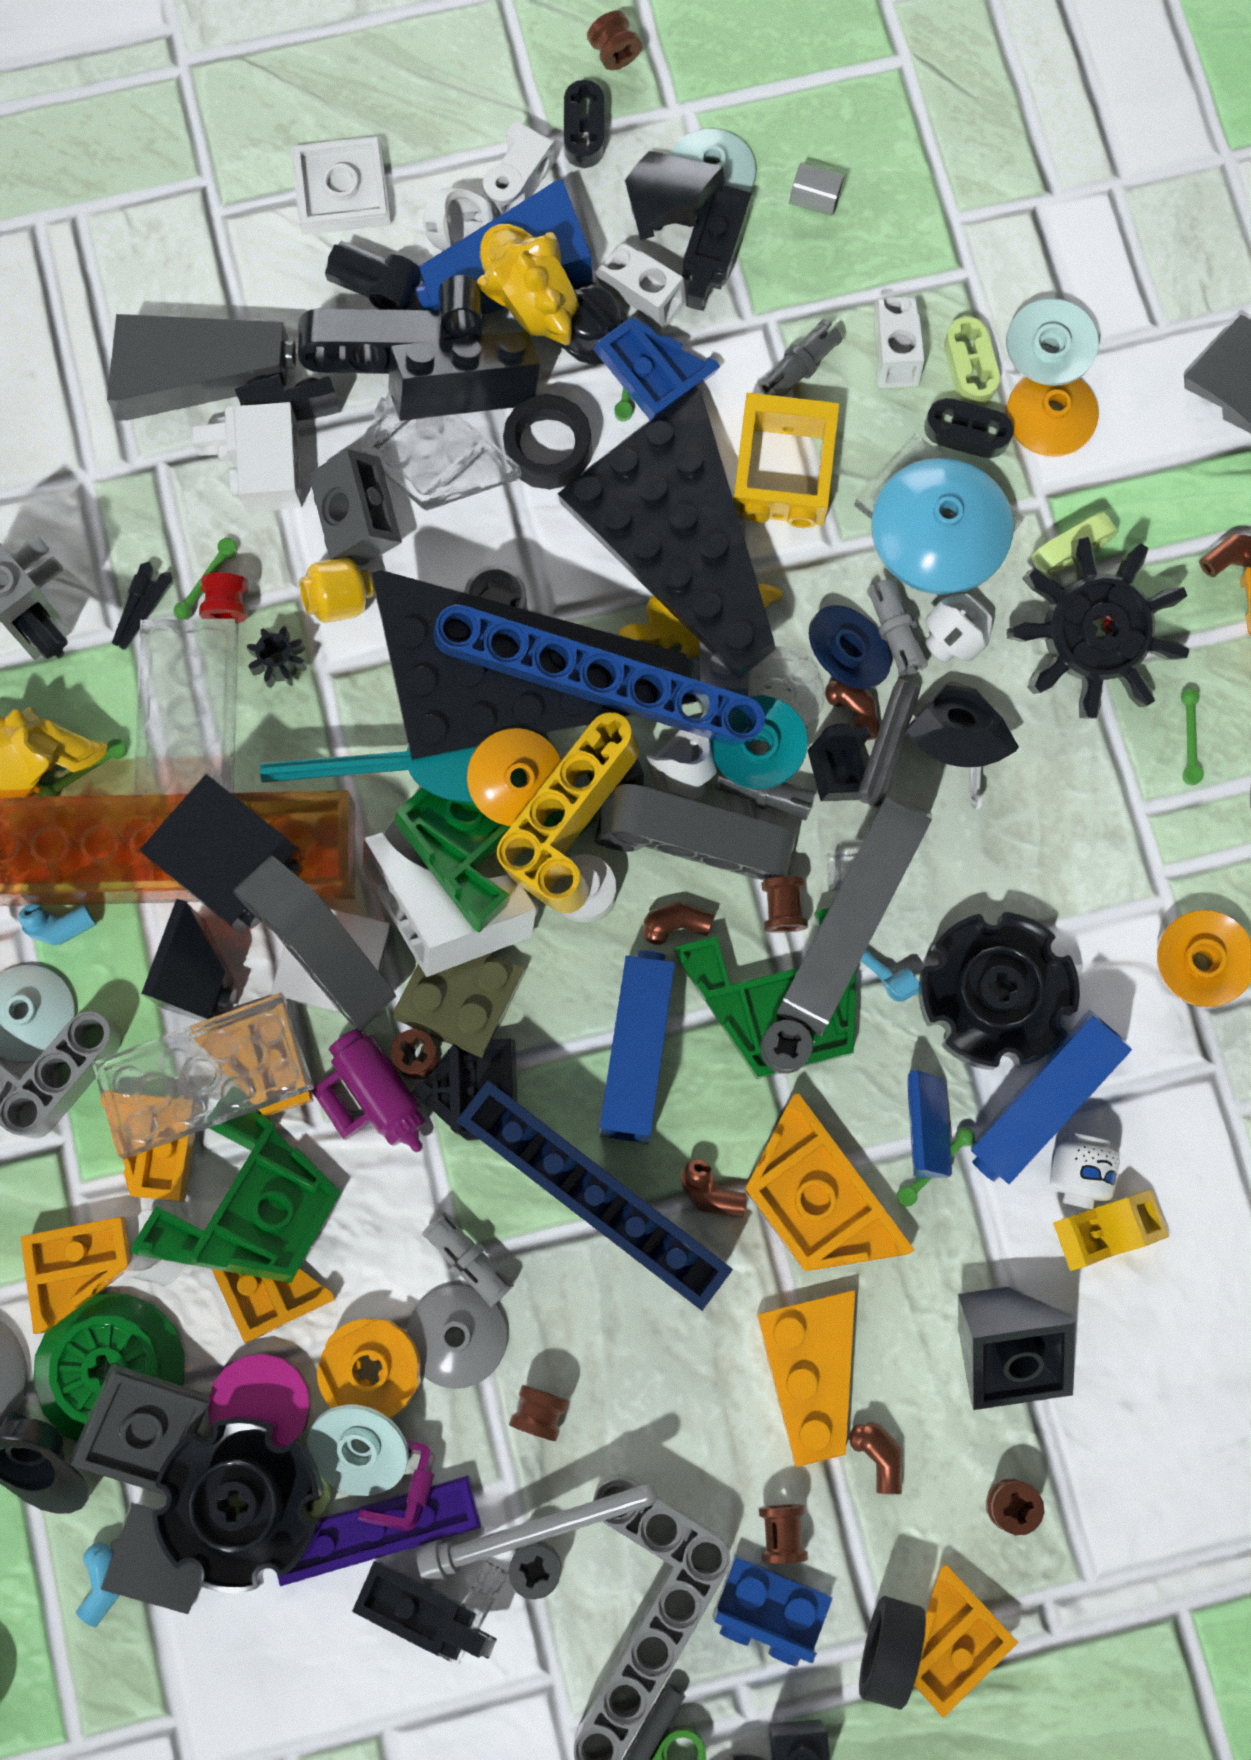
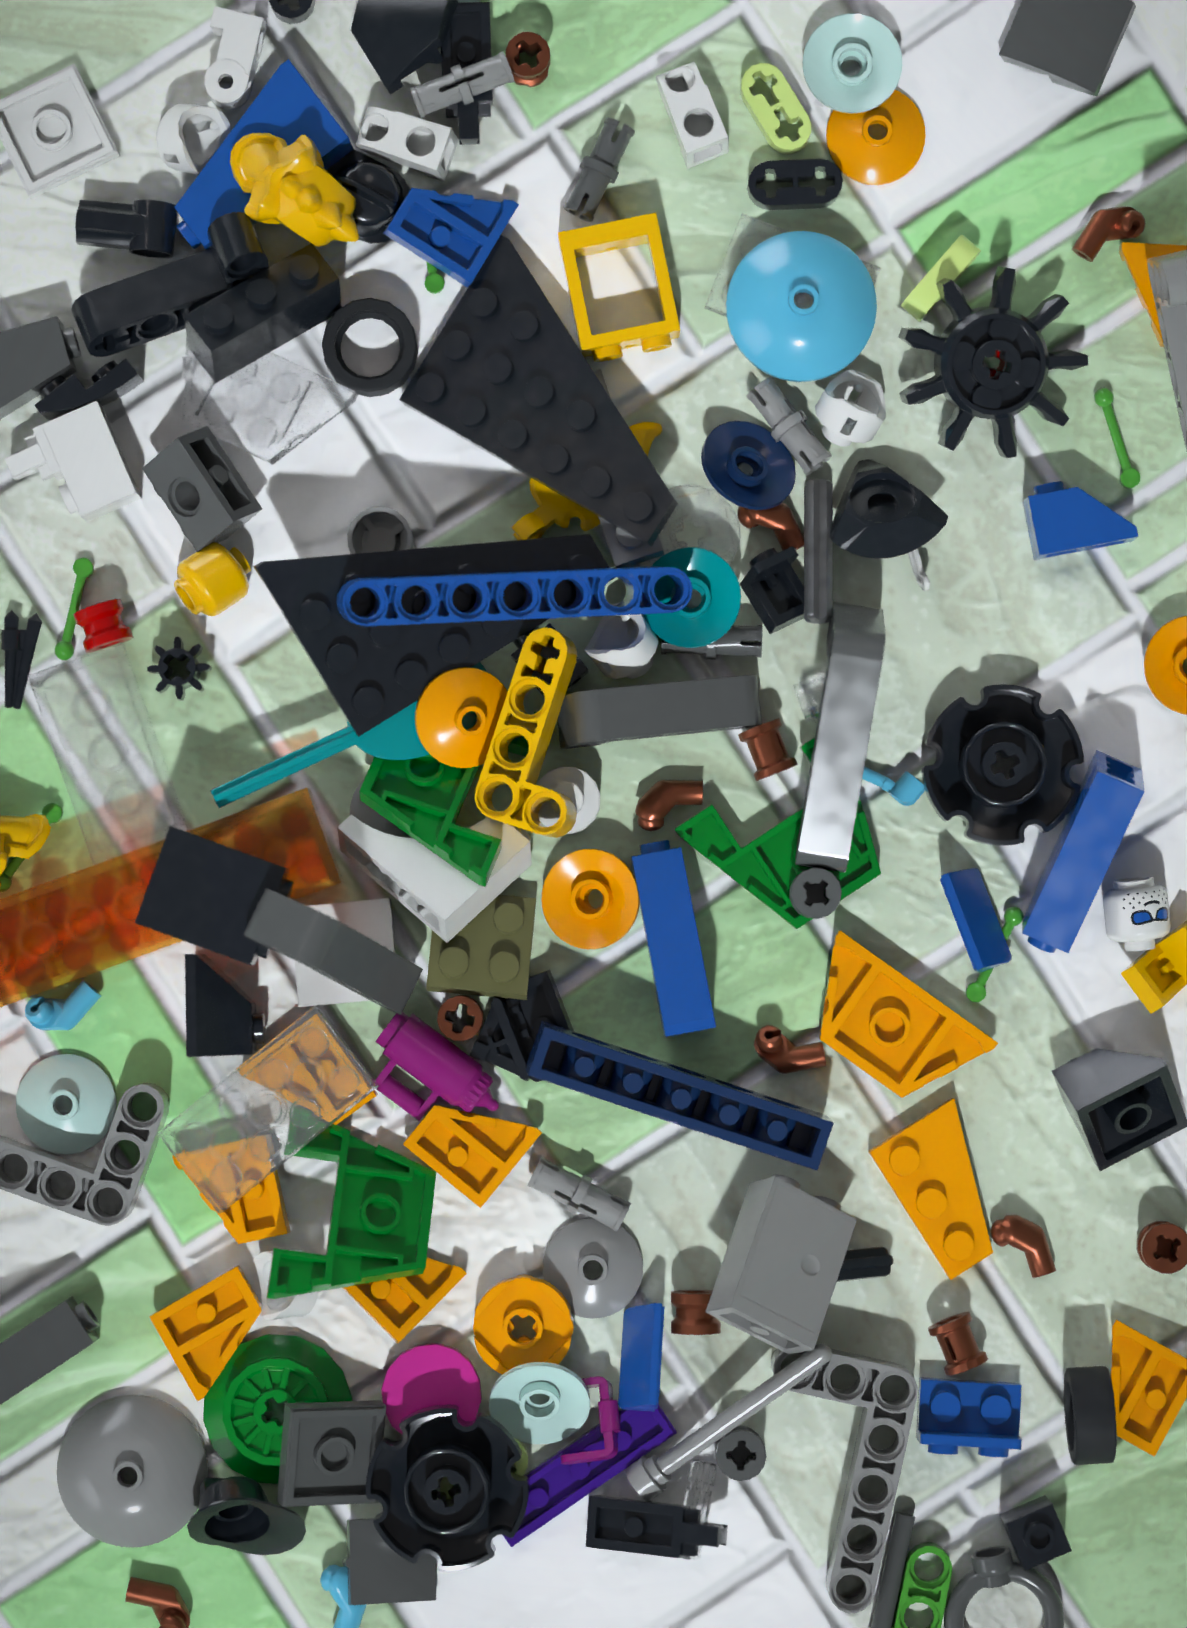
camera: 20 degrees left, 10 degrees up
(381, 1181) = (470, 1148): none -> light orange wing
(471, 1440) = (641, 1357): none -> blue slope
(556, 973) = (567, 902): none -> light orange dish
(642, 1394) = (787, 1263): none -> light grey piece
(705, 245) = (462, 84): none -> light grey pin
(766, 252) = (530, 44): none -> copper bush
(1131, 794) = (1071, 522): none -> blue slope

